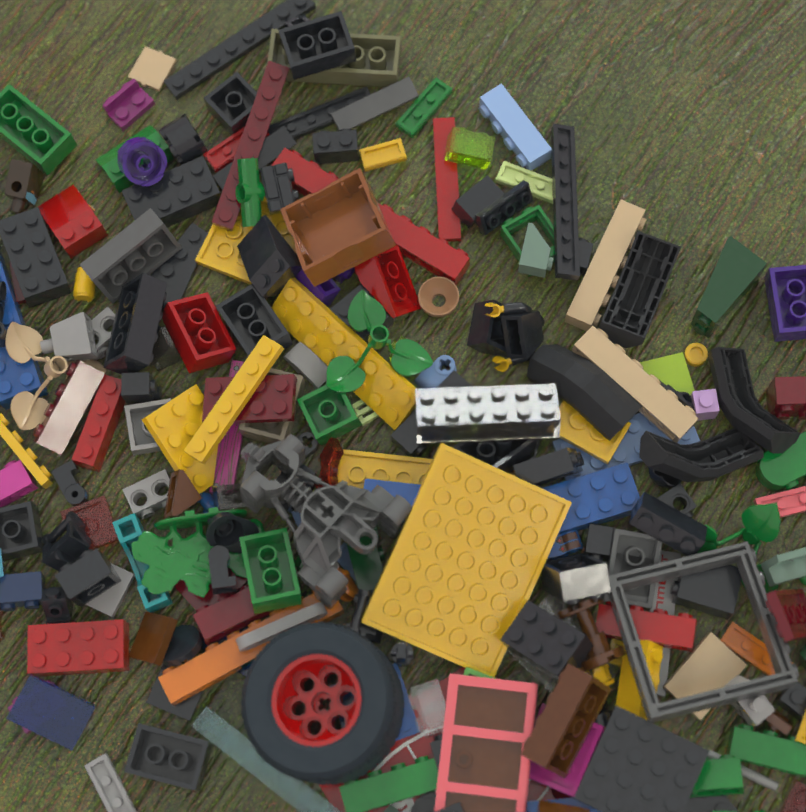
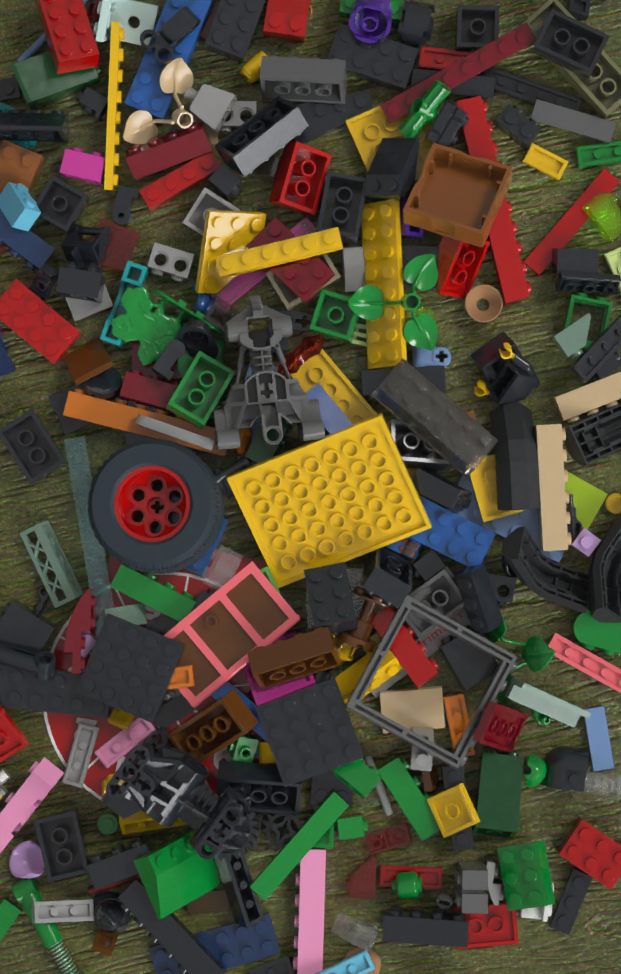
camera: 35 degrees right, 15 degrees up
(180, 494) = (187, 284): reddish brown slope -> none
(402, 654) = (234, 521): black hinge -> none

